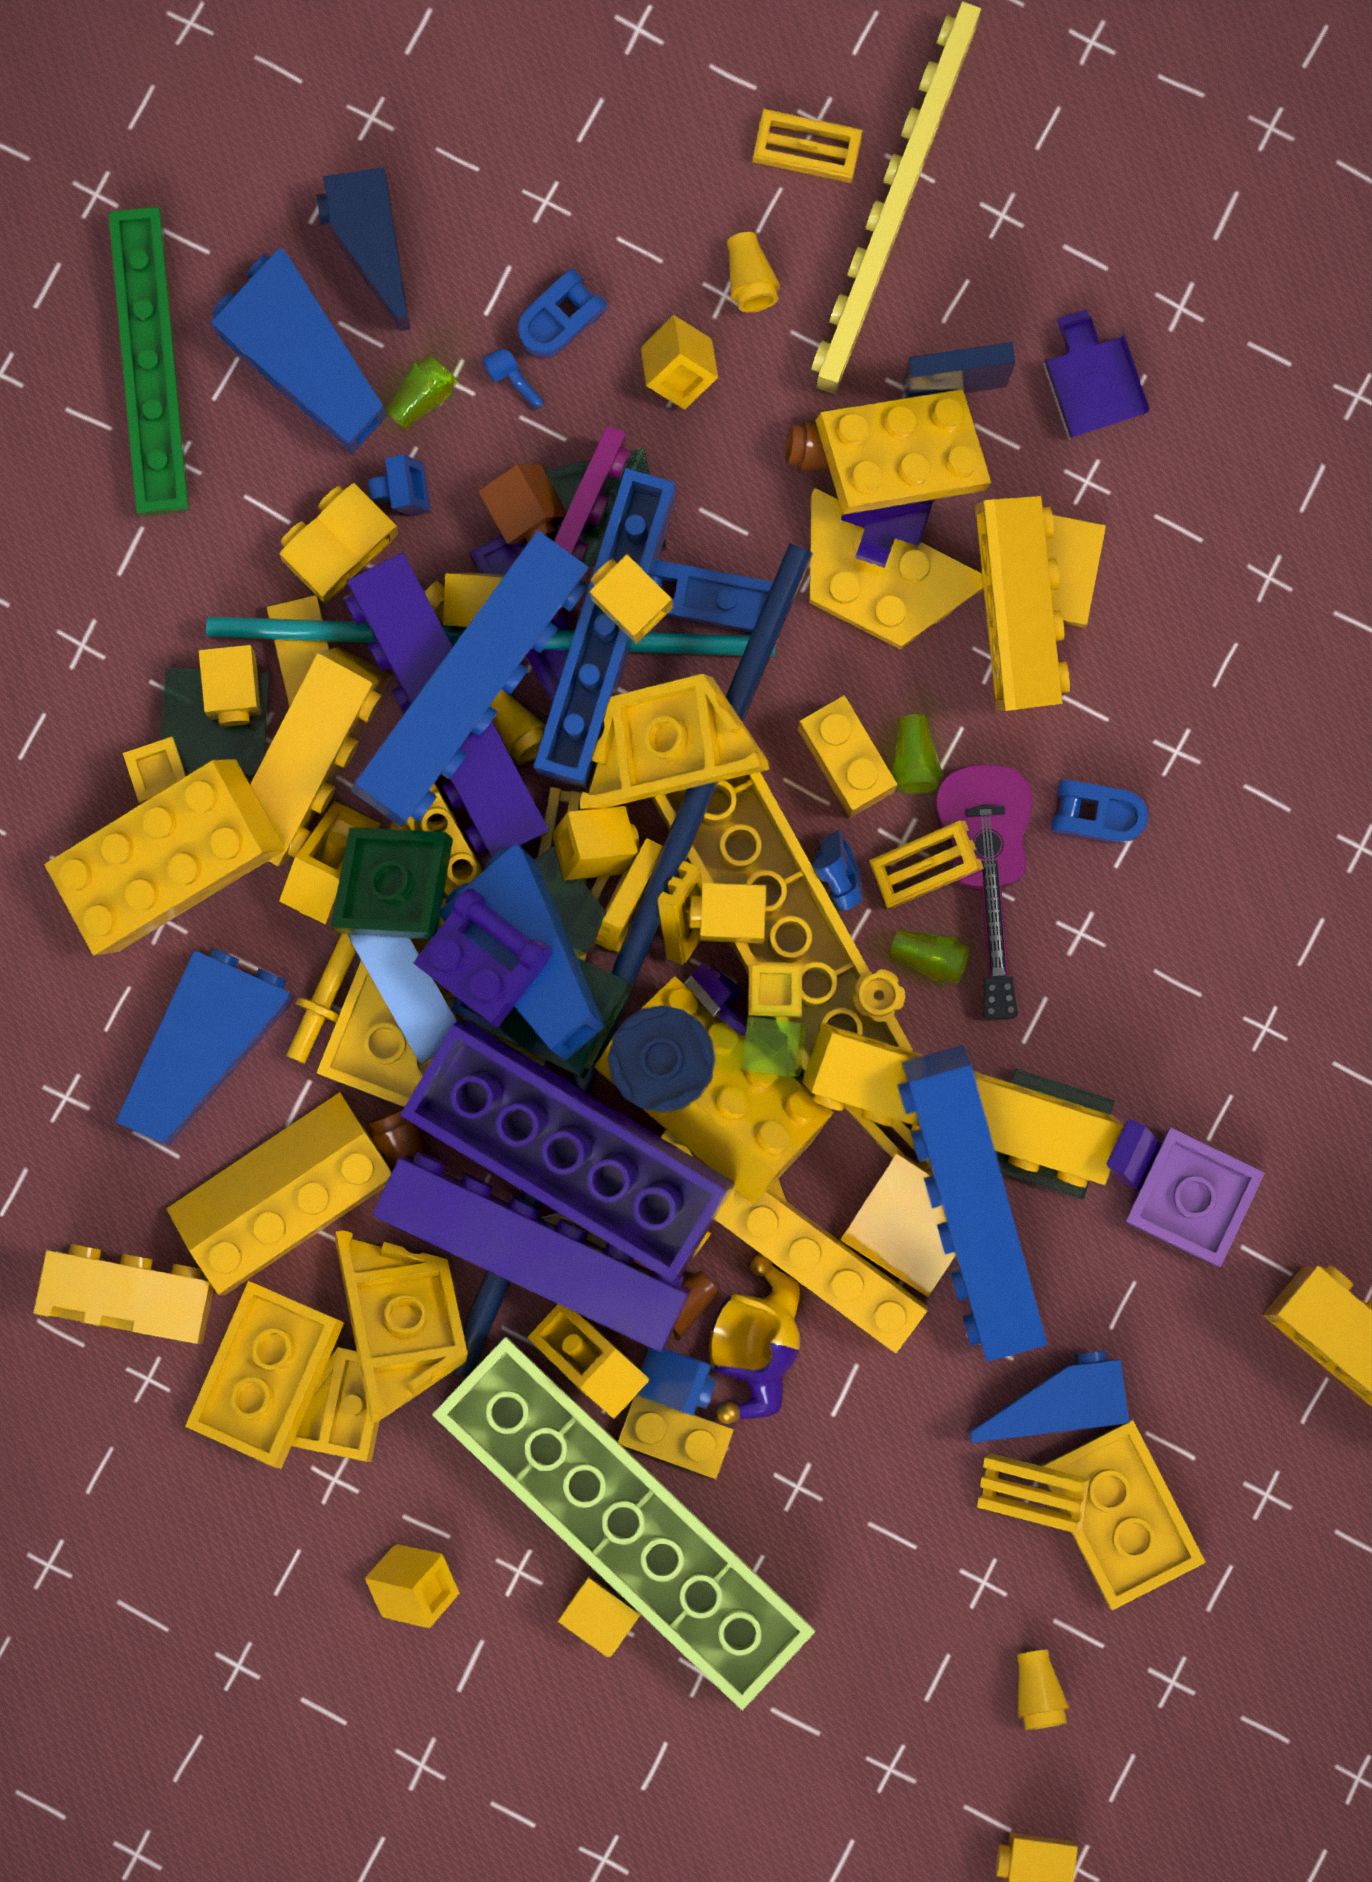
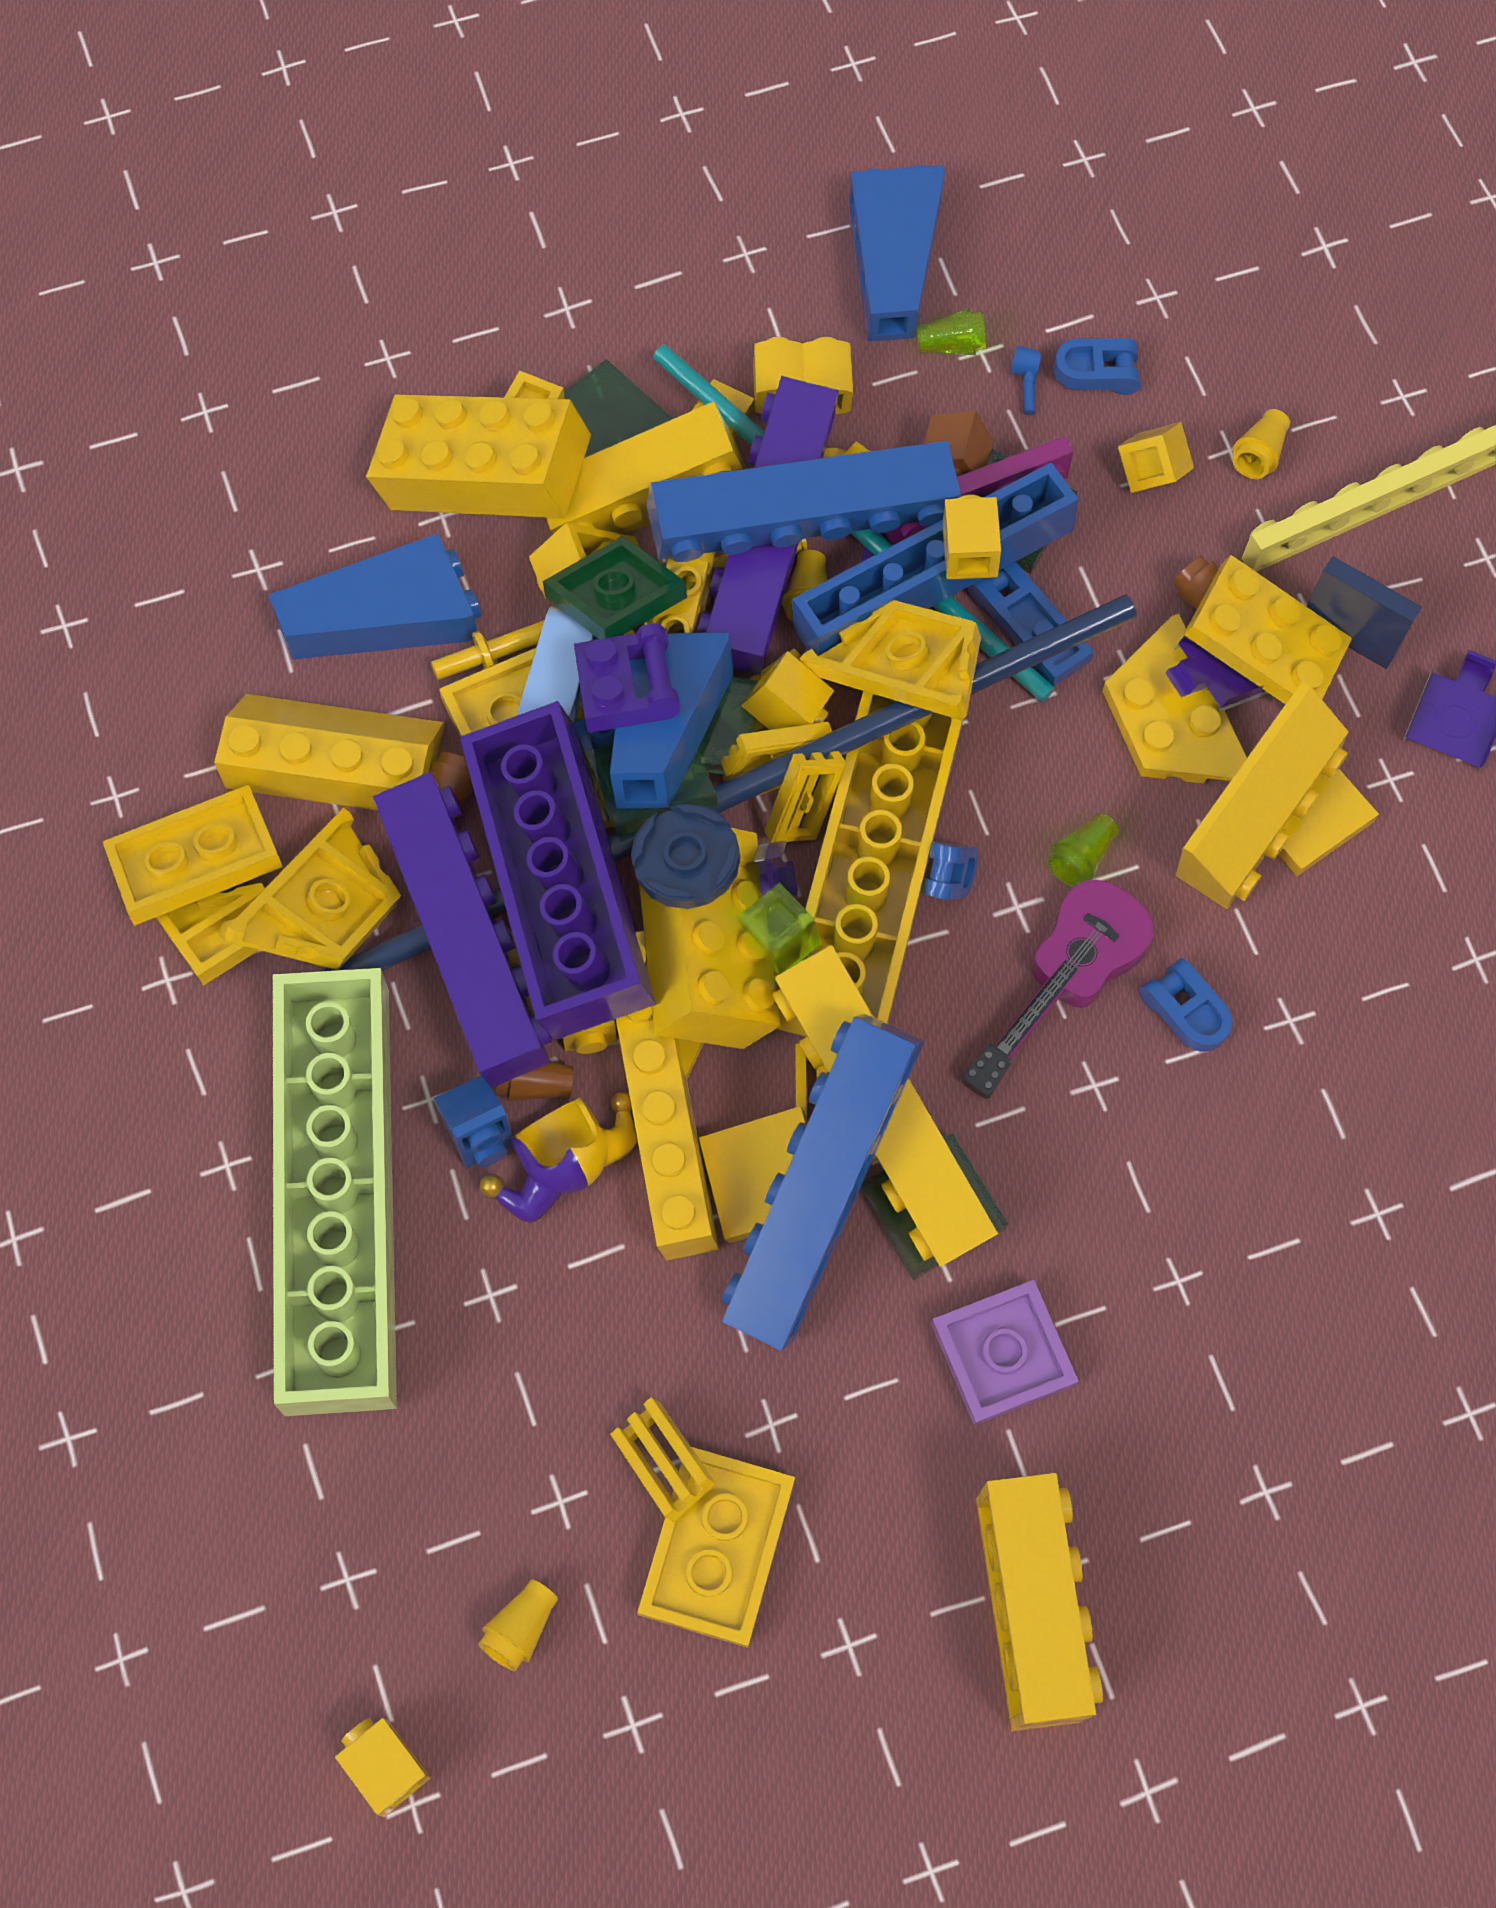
camera: 45 degrees right, 15 degrees down
(125, 1294) = (150, 710): yellow wedge -> none
(149, 361) = (785, 175): green plate -> none
(230, 684) = (637, 392): yellow brick -> none
(364, 229) = (1018, 204): dark blue slope -> none
(402, 487) = (883, 377): blue tile -> none
(412, 1585) = (139, 1097): yellow panel -> none
(588, 1359) = (425, 1044): yellow brick -> none
(599, 1616) = (244, 1239): yellow panel -> none
(675, 1436) = (437, 1171): yellow plate -> none
(729, 913) = (838, 812): yellow brick -> none
(775, 990) = (823, 896): yellow tile -> none
(803, 164) = (1374, 405): yellow tile -> none
(847, 756) = (1031, 804): yellow brick -> none
(866, 1003) = (898, 954): yellow plate -> none
(932, 955) = (966, 999): clear neon green cone -> none
(964, 848) = (1017, 934): yellow tile -> none
(1066, 1400) = (754, 1412): blue slope -> none
(1133, 1154) = (984, 1264): dark purple tile -> none

